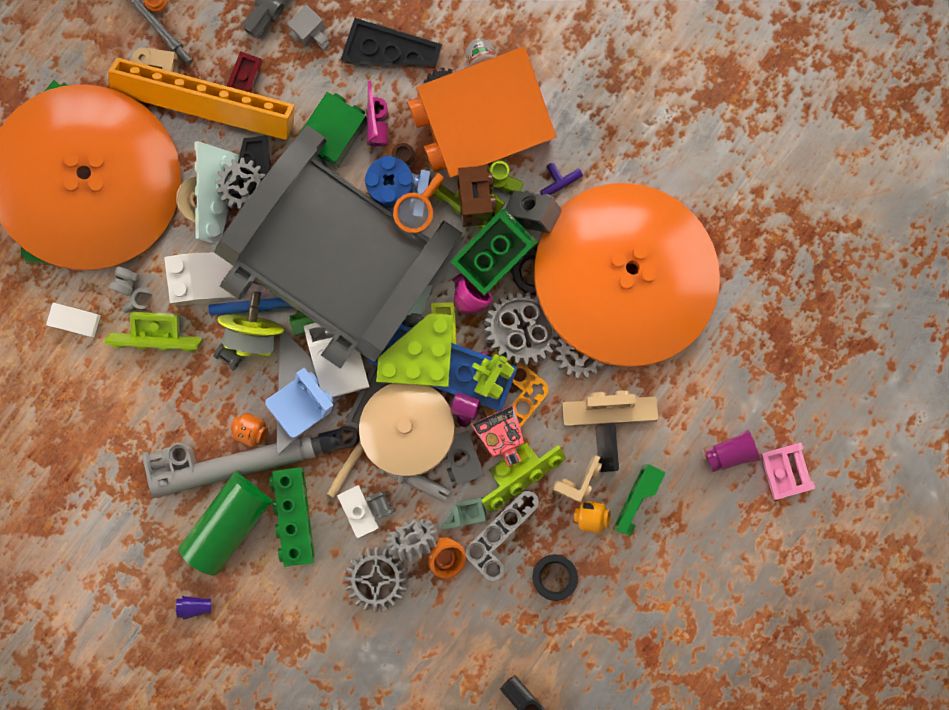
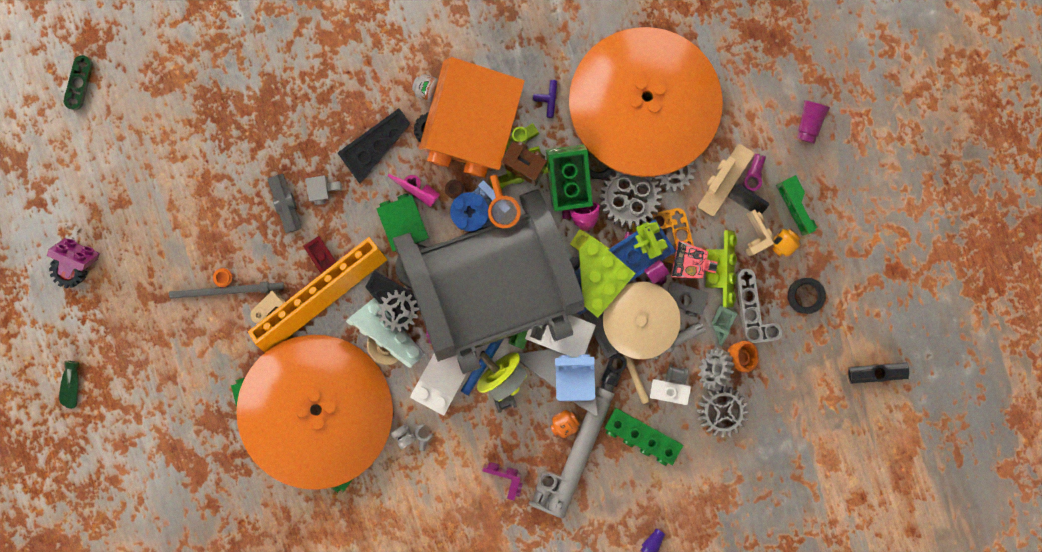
camera: 60 degrees left, 5 degrees up
(73, 320) = (404, 488): white slope -> none
(156, 331) = (453, 440): lime bracket -> none
(160, 414) = (510, 473): none -> magenta bracket
(224, 525) = (615, 485): green brick -> none
(534, 210) = (568, 131): dark grey brick -> none
(639, 434) = (755, 172): none -> magenta pin
(780, 472) = (846, 100): bright pink plate -> none

